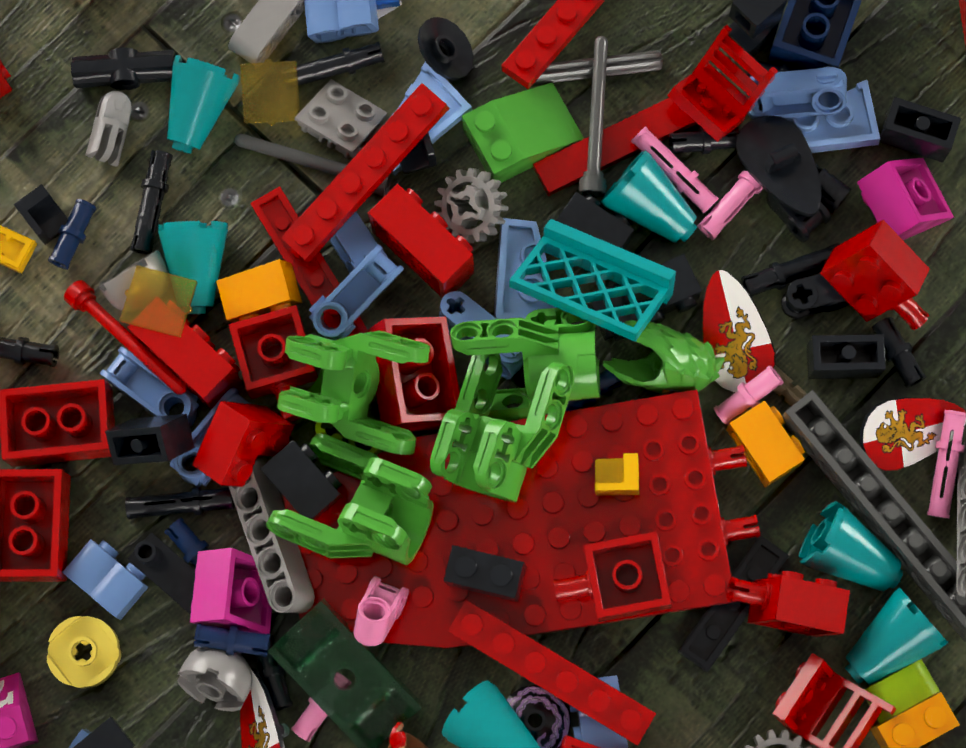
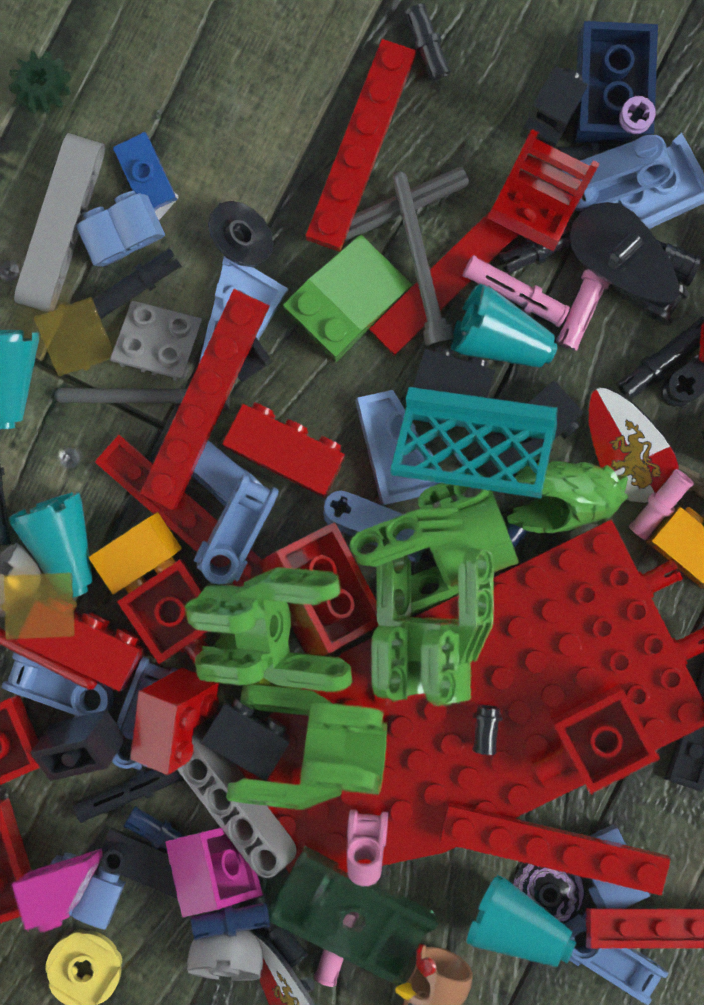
camera: 25 degrees left, 10 degrees up
(86, 556) = (54, 890): none -> dark pink slope
(481, 195) = (334, 387): light grey gear -> none
(485, 573) = (460, 776): black brick -> none
(523, 539) = (486, 729): none -> black pin
(617, 475) = (560, 636): yellow panel -> none
(827, 35) = (632, 104): none -> lavender bush

